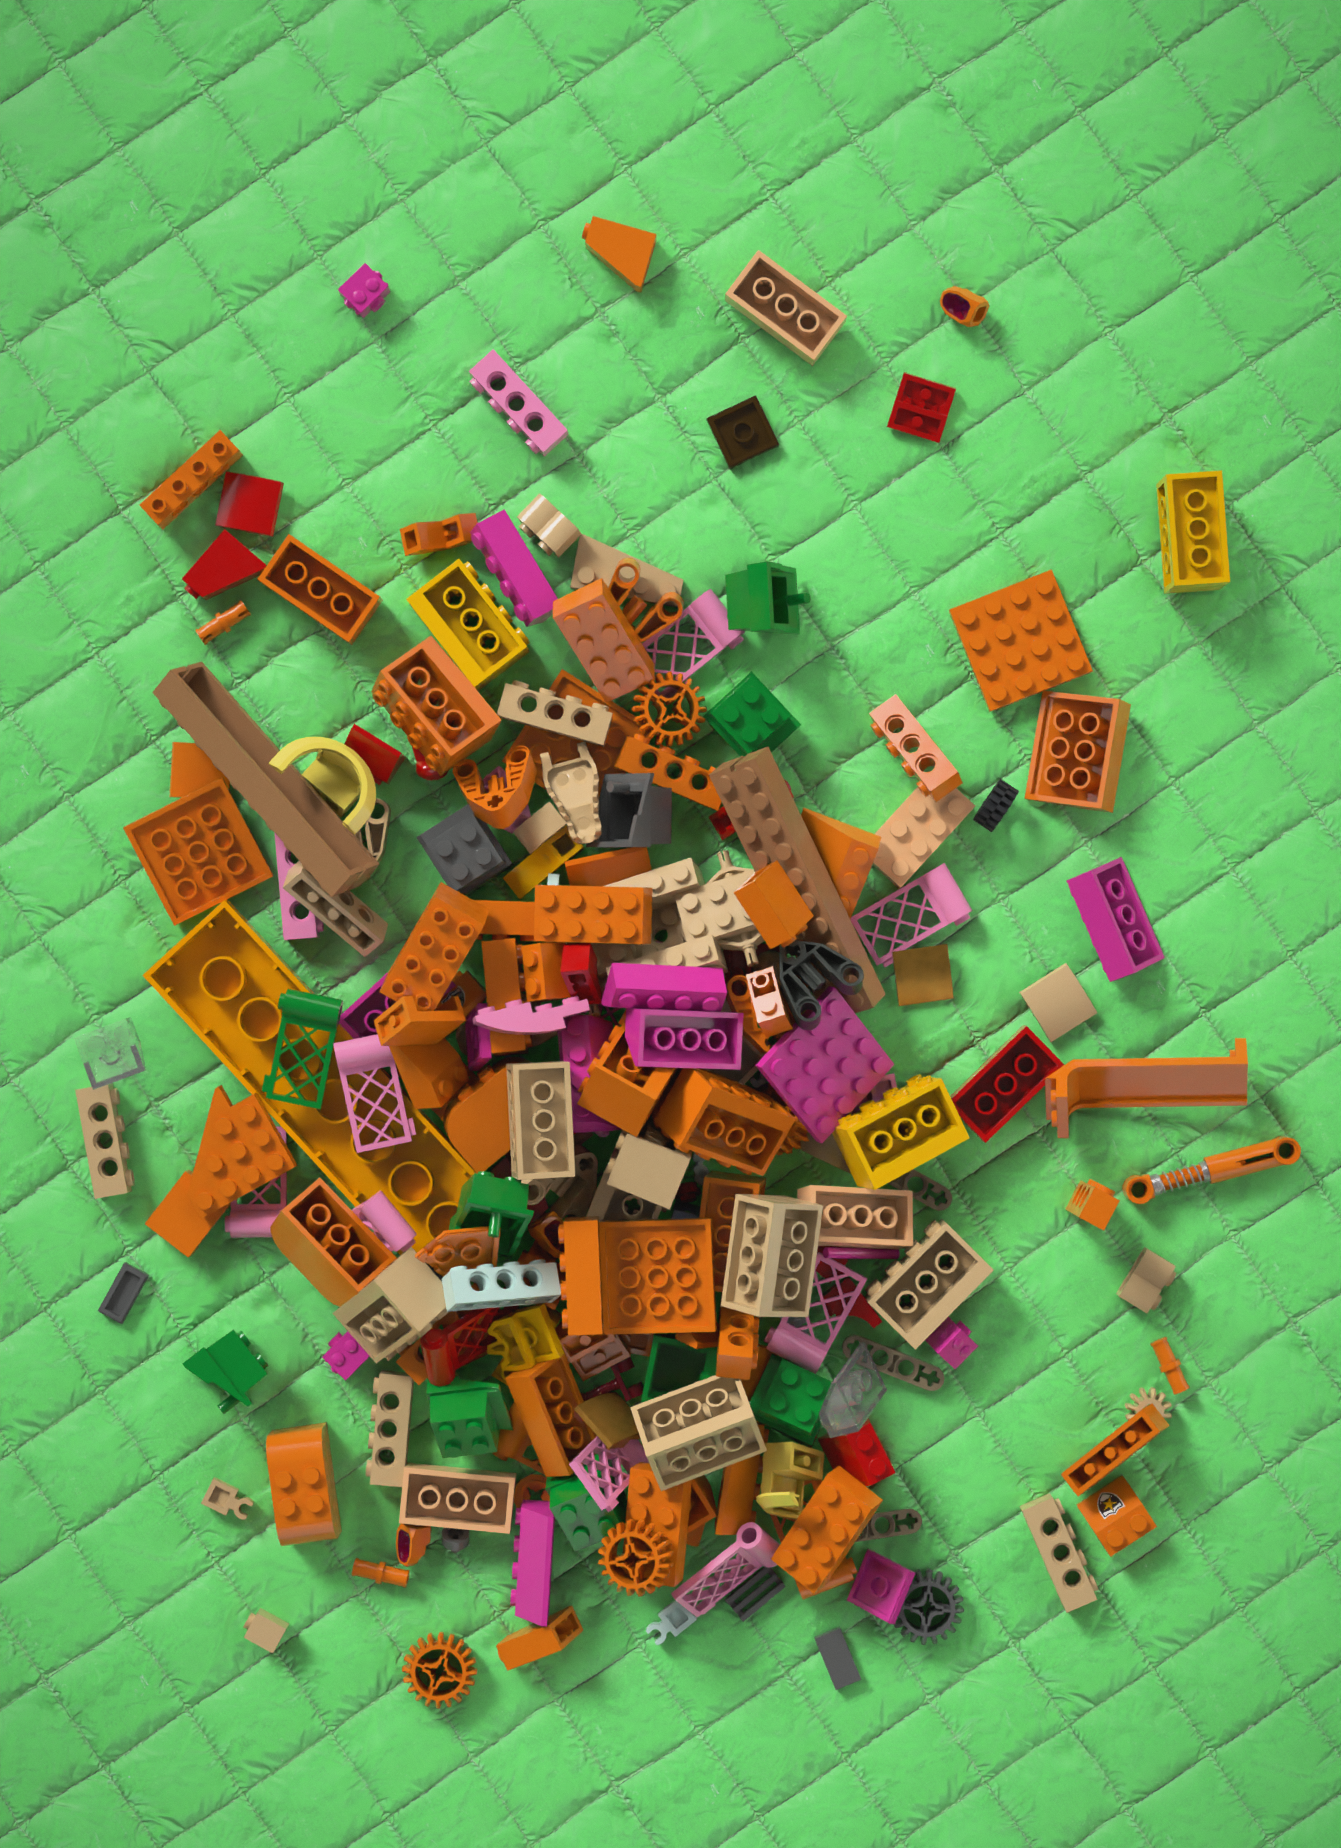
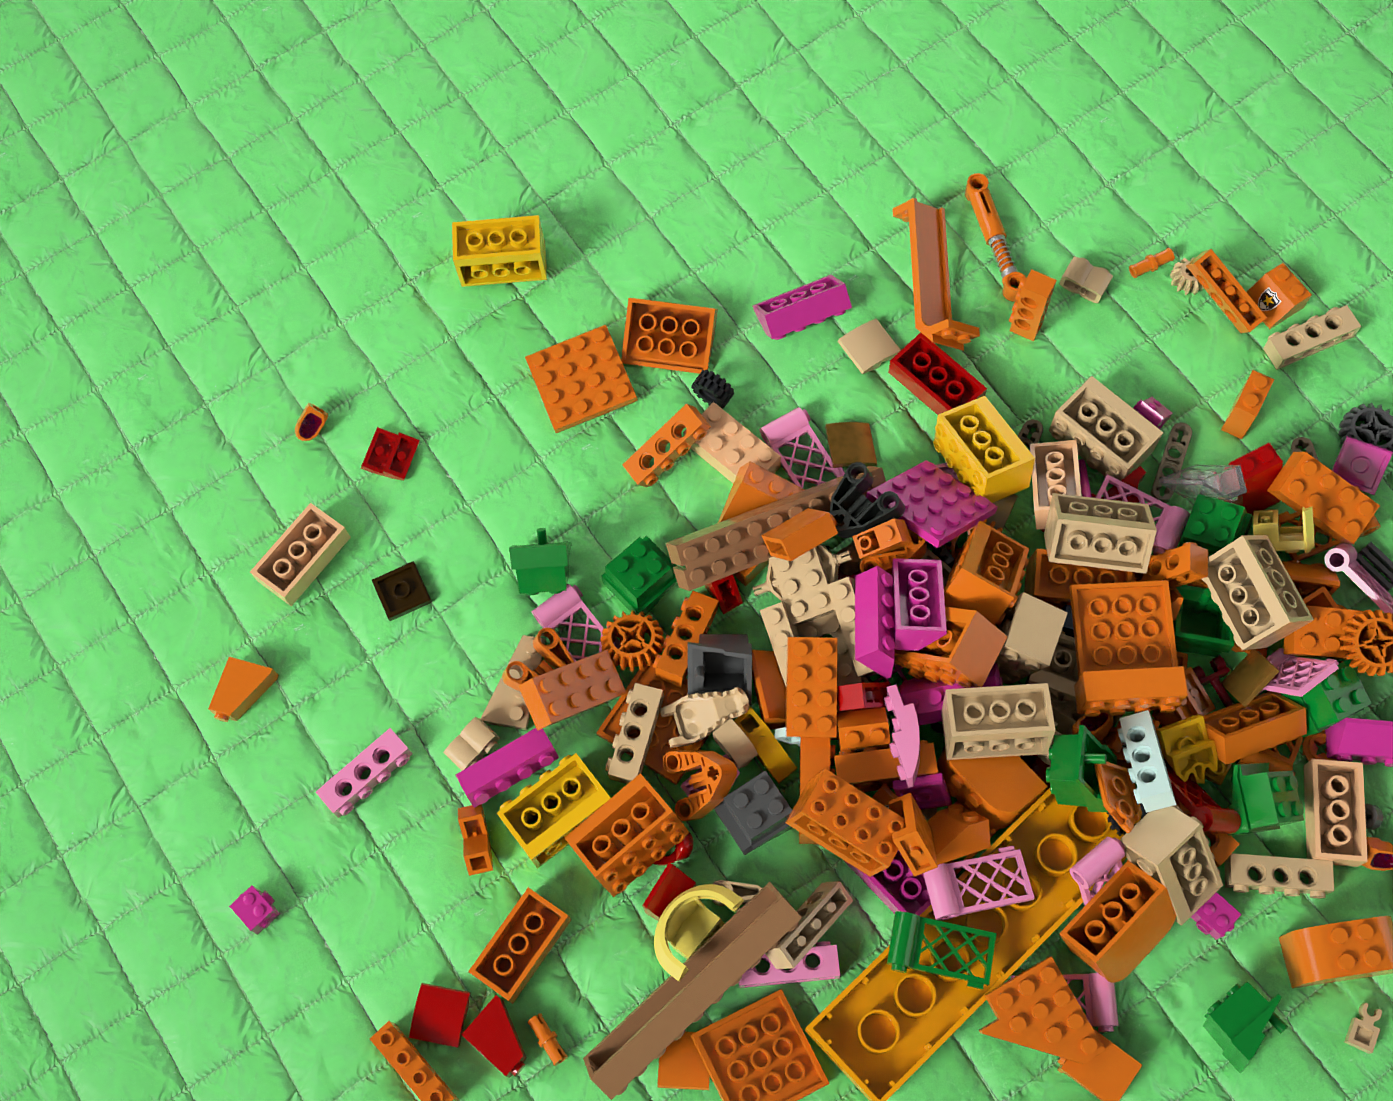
camera: 85 degrees left, 20 degrees down
(959, 1458) = (1247, 404): none -> orange brick

